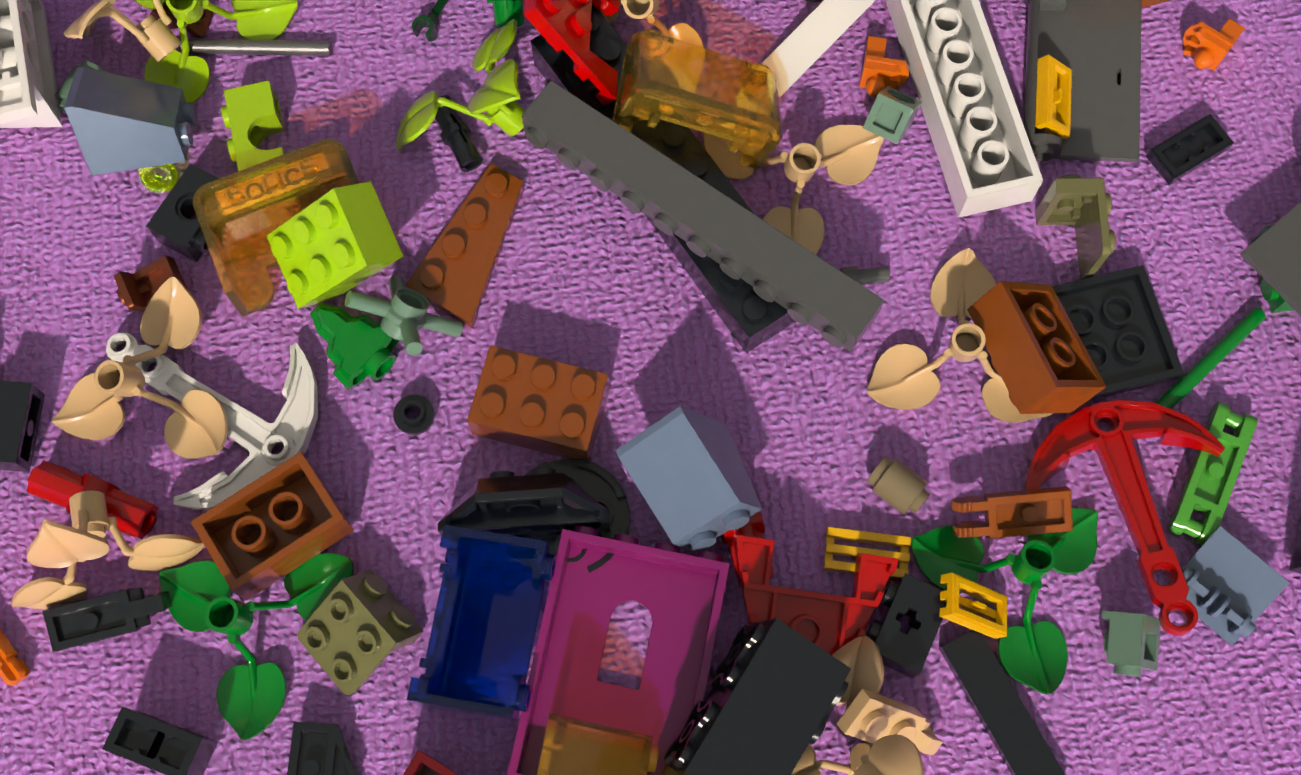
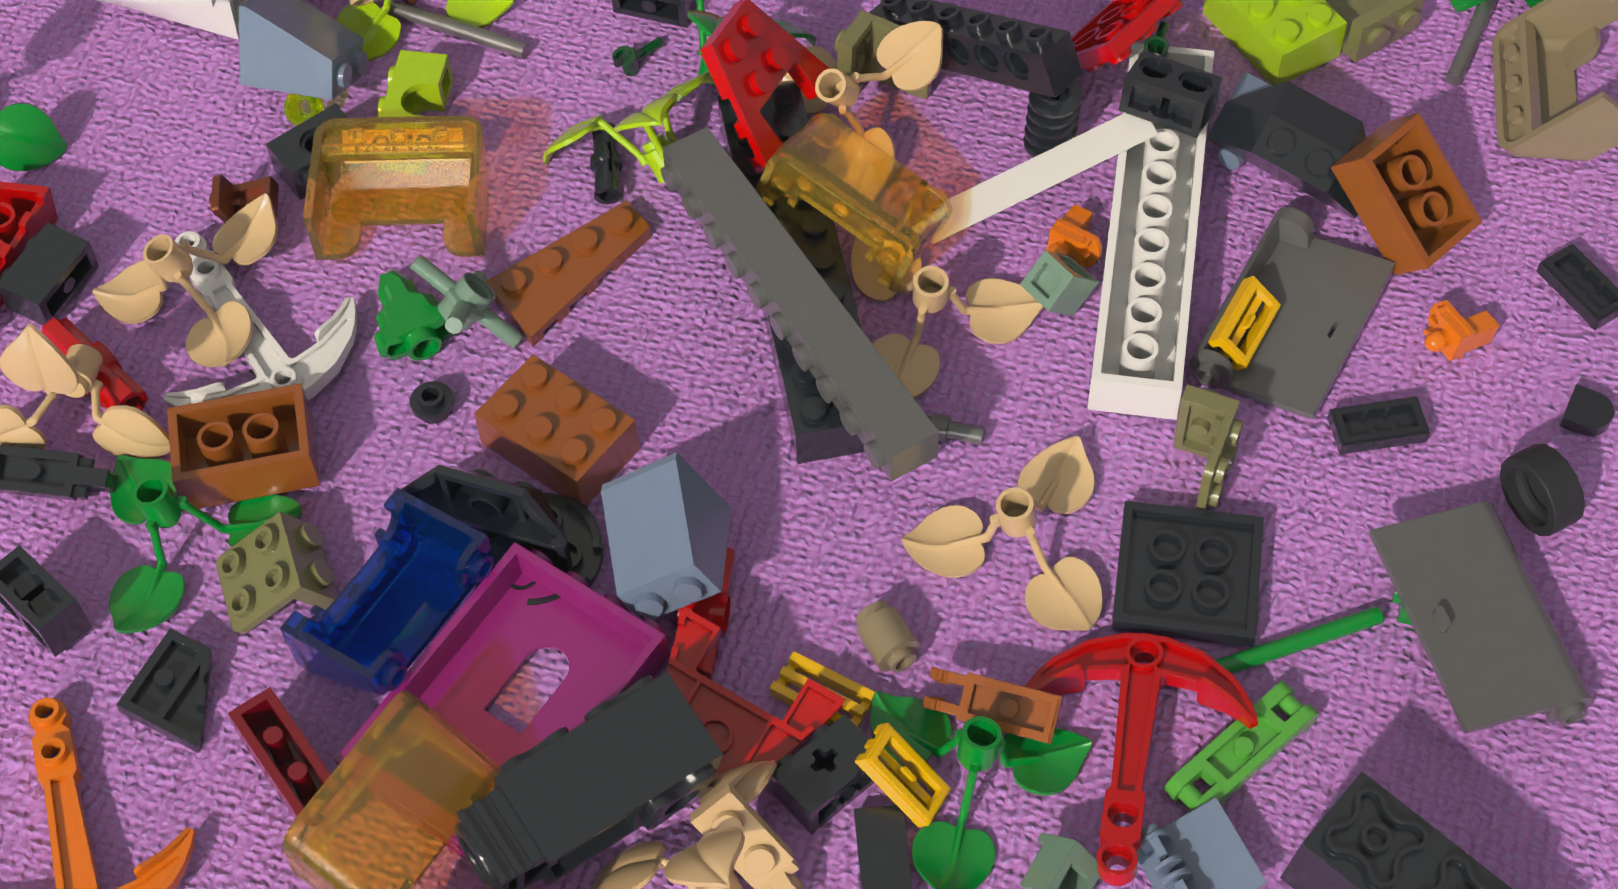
camera: 25 degrees right, 15 degrees down
(334, 244) = (427, 209): lime brick -> none
(1036, 348) = (1090, 545): dark orange brick -> none

